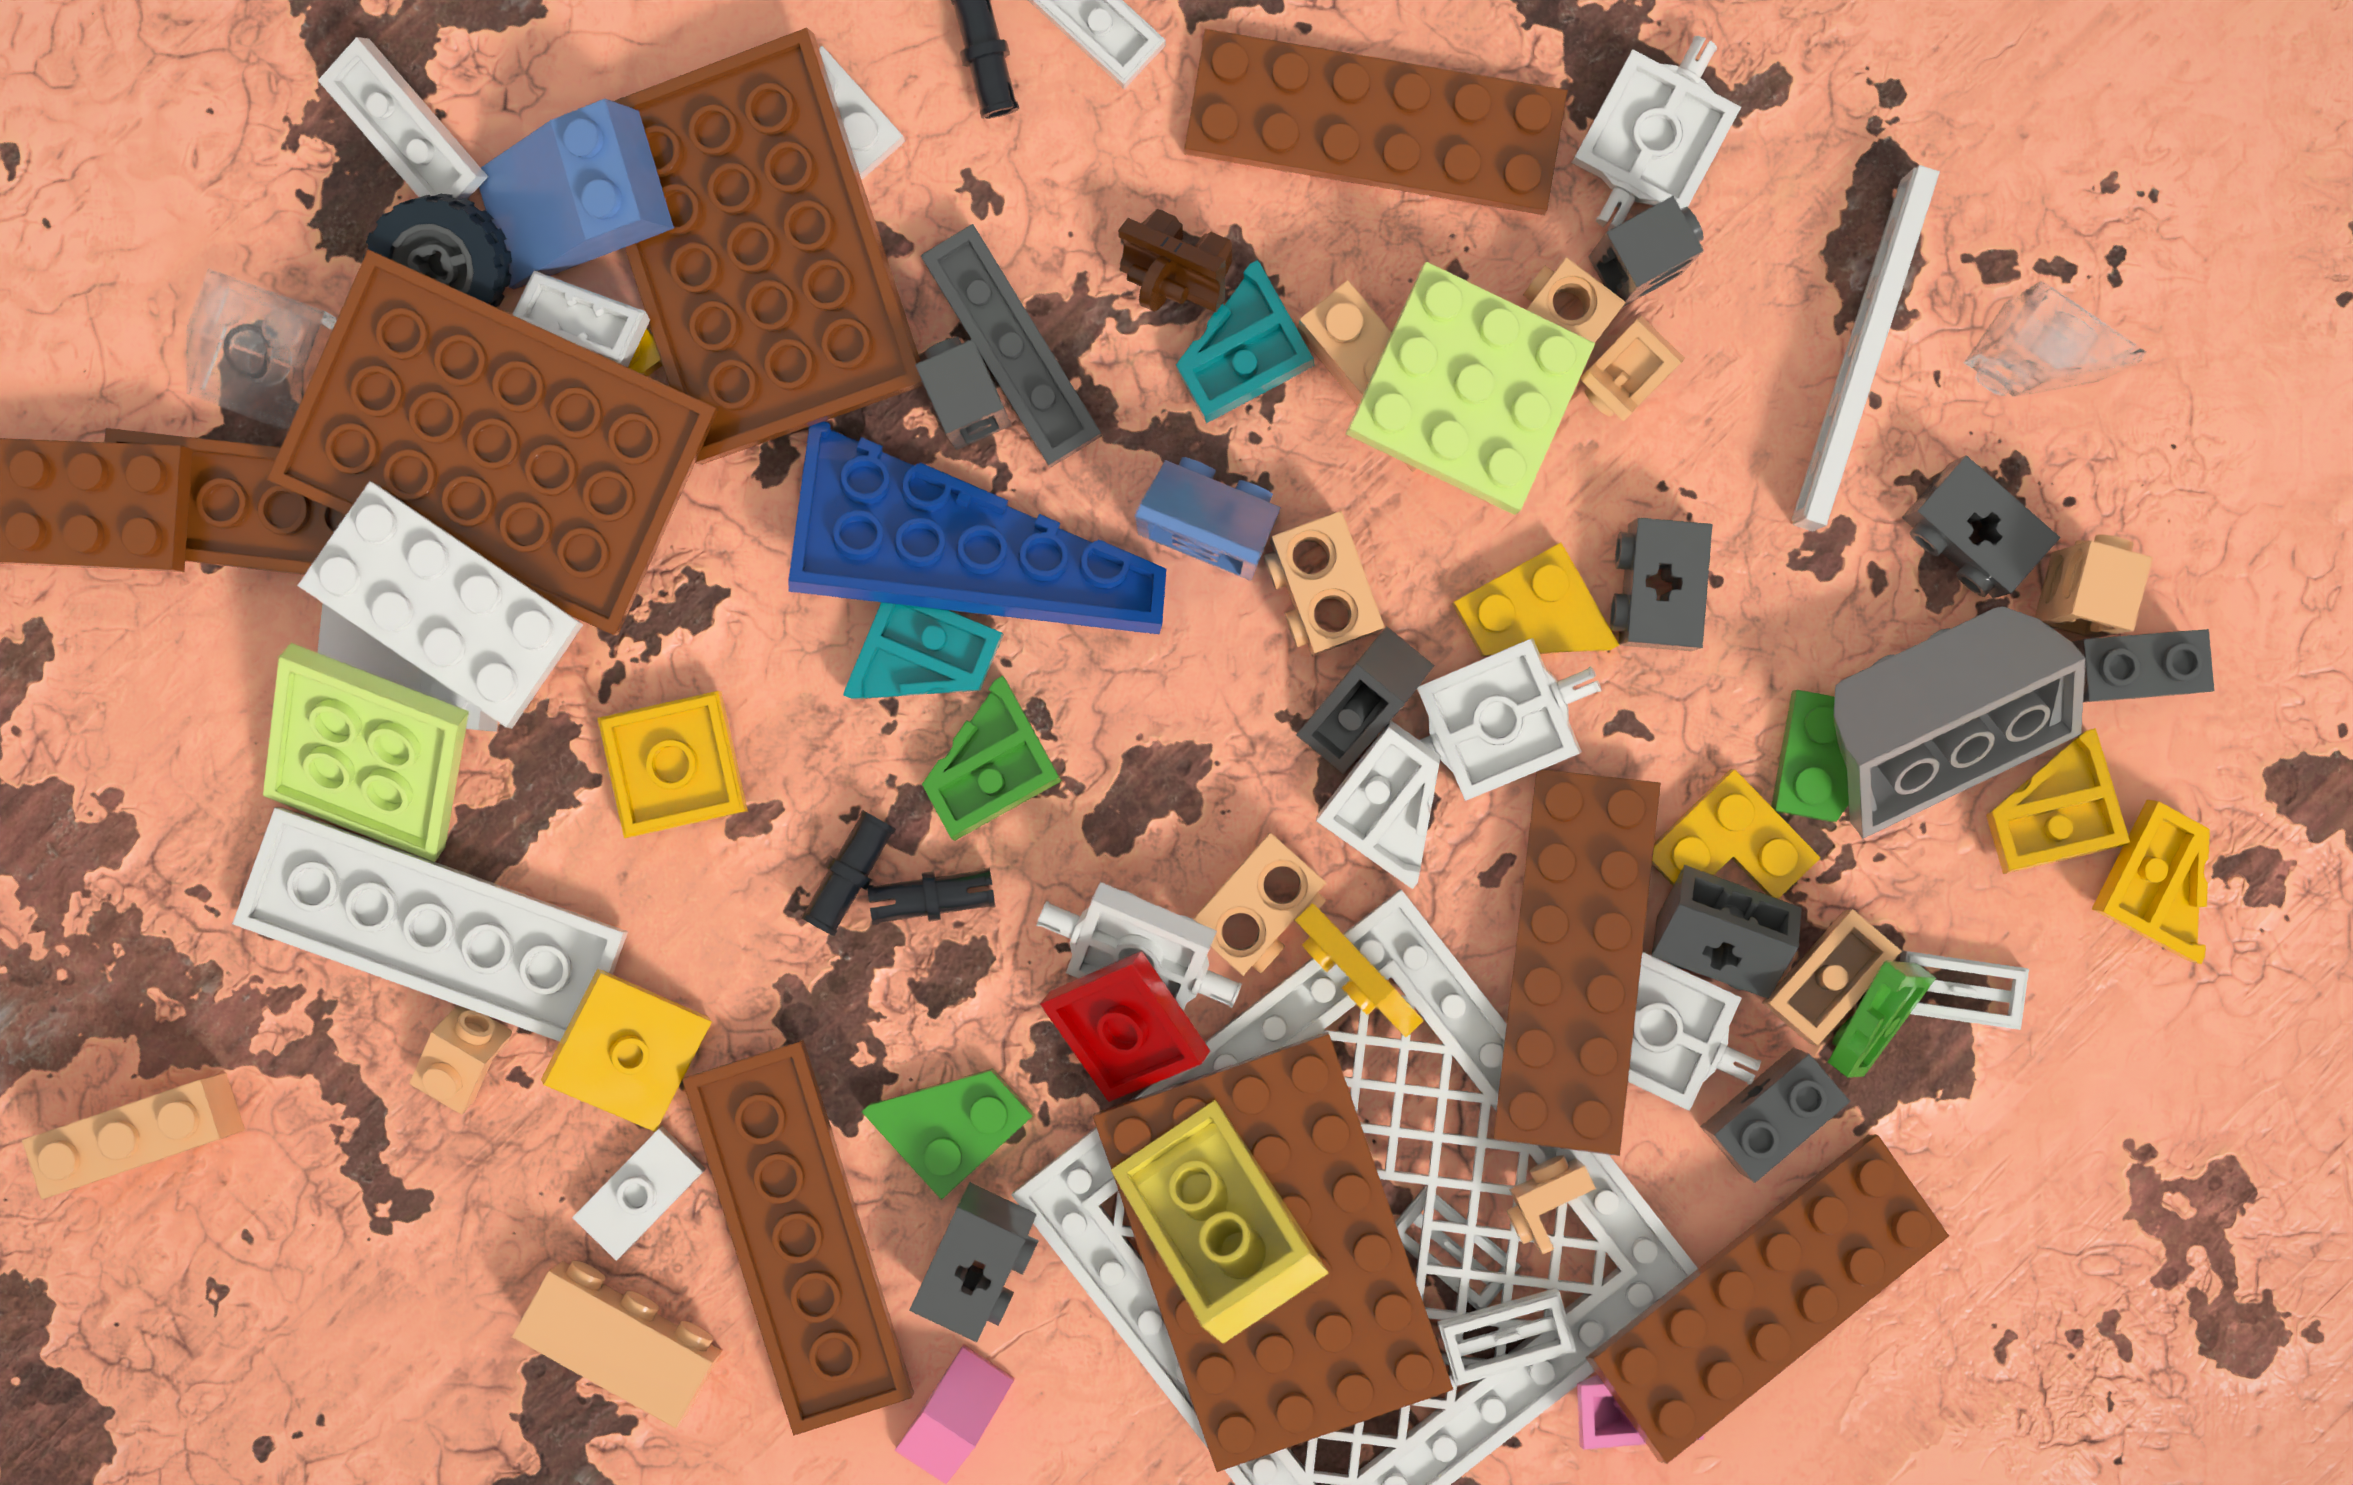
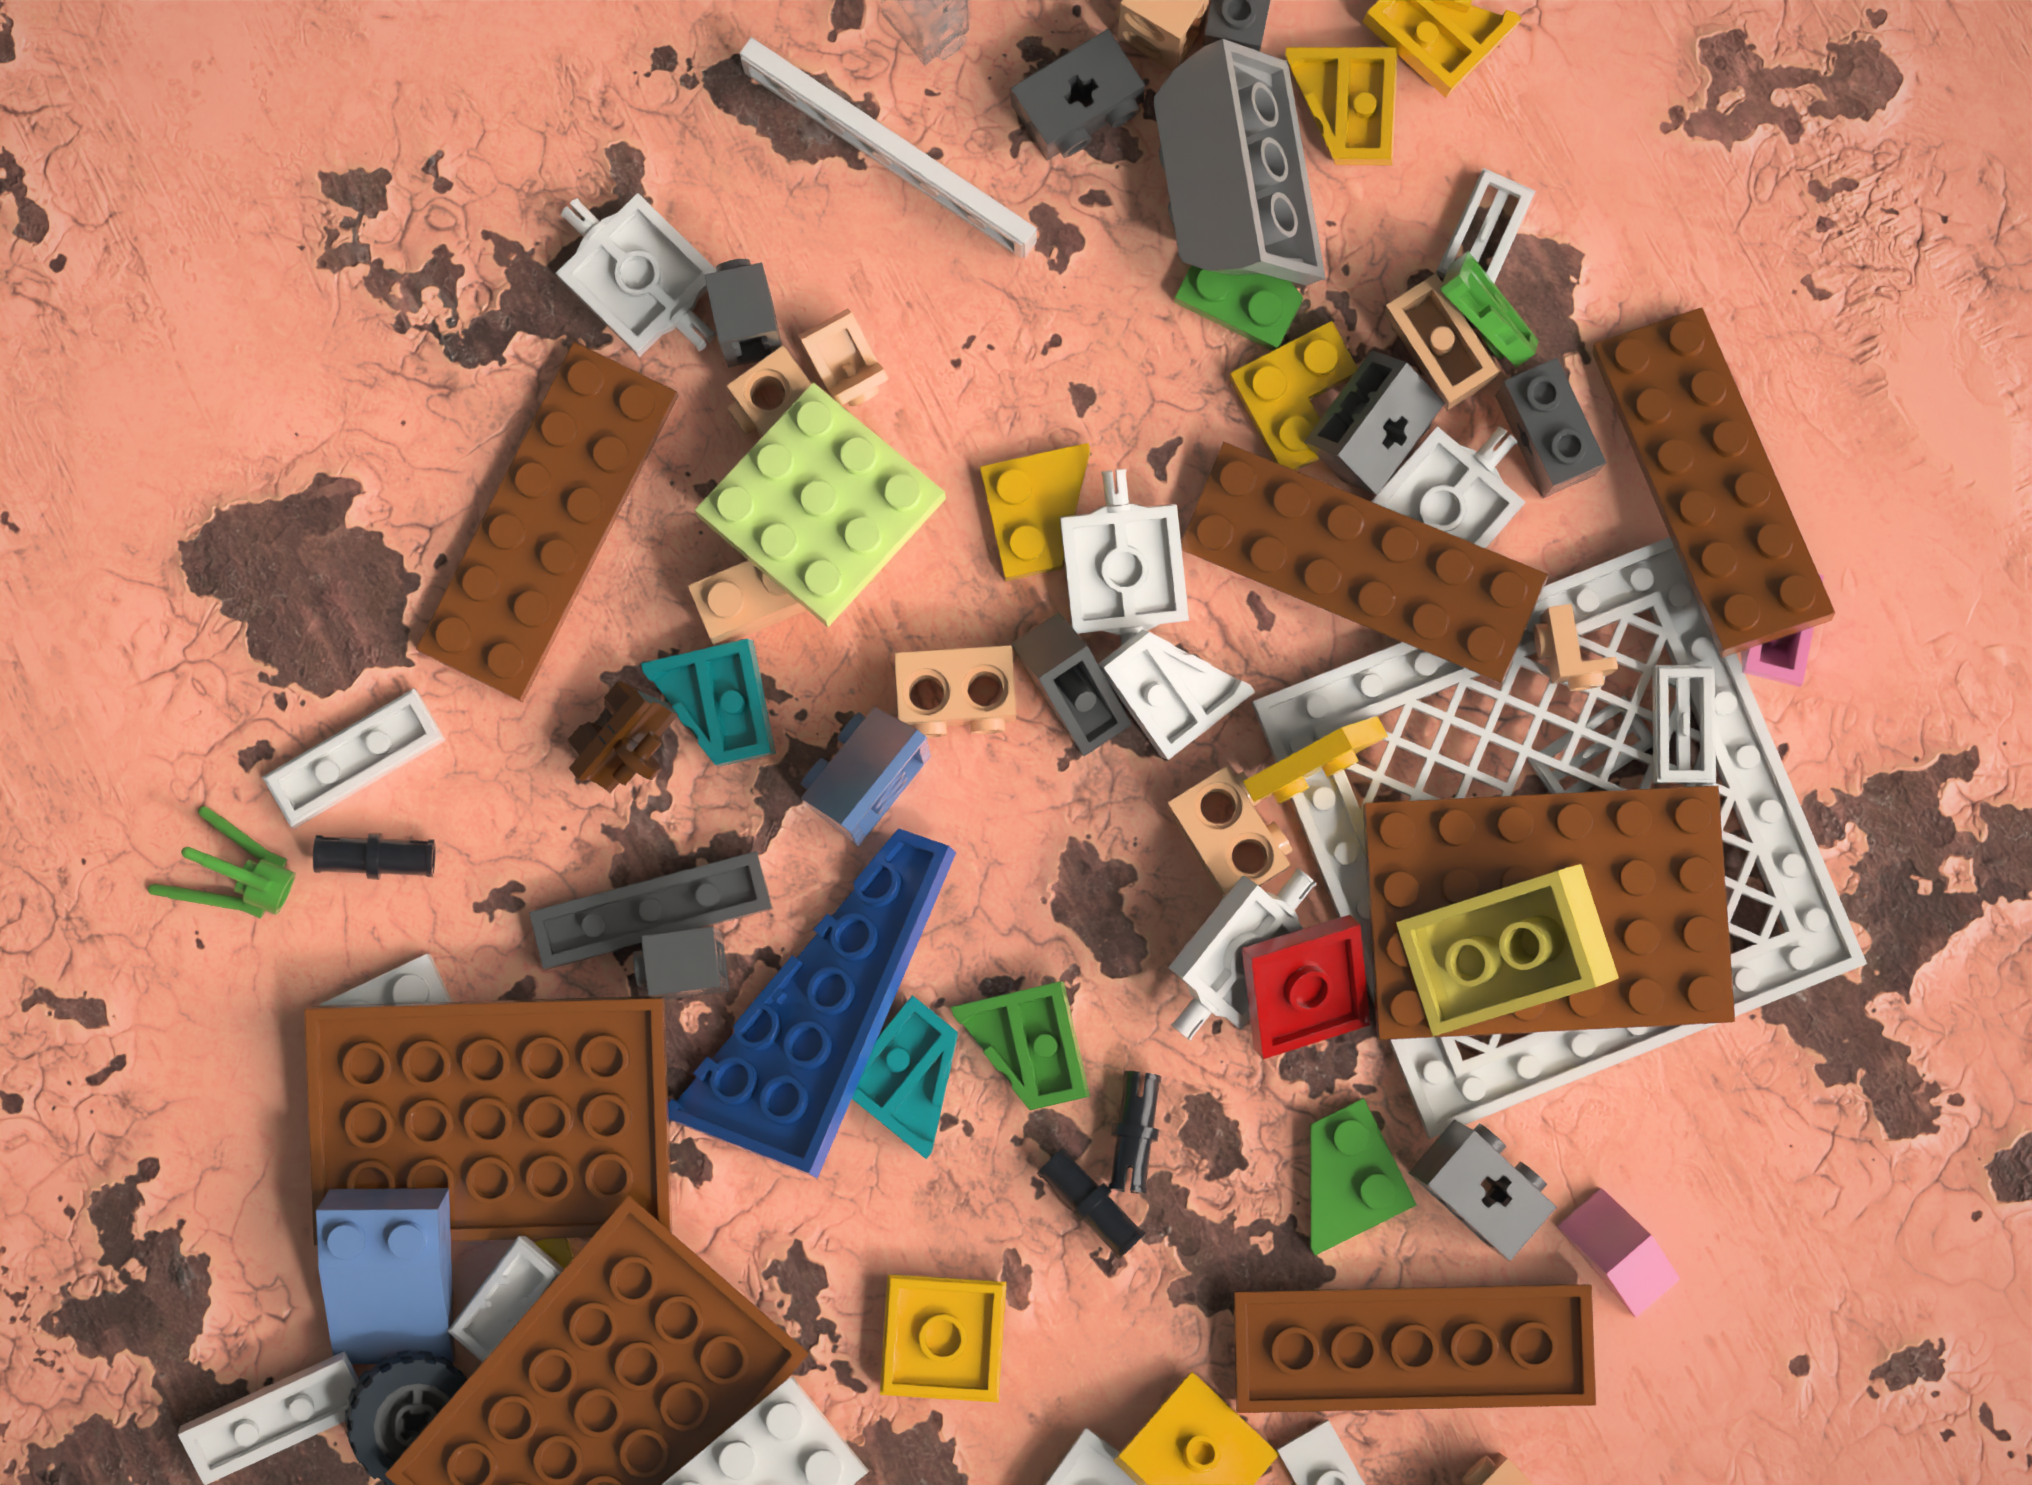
camera: 80 degrees left, 5 degrees down
(1684, 559) = (1027, 363): dark grey brick -> none

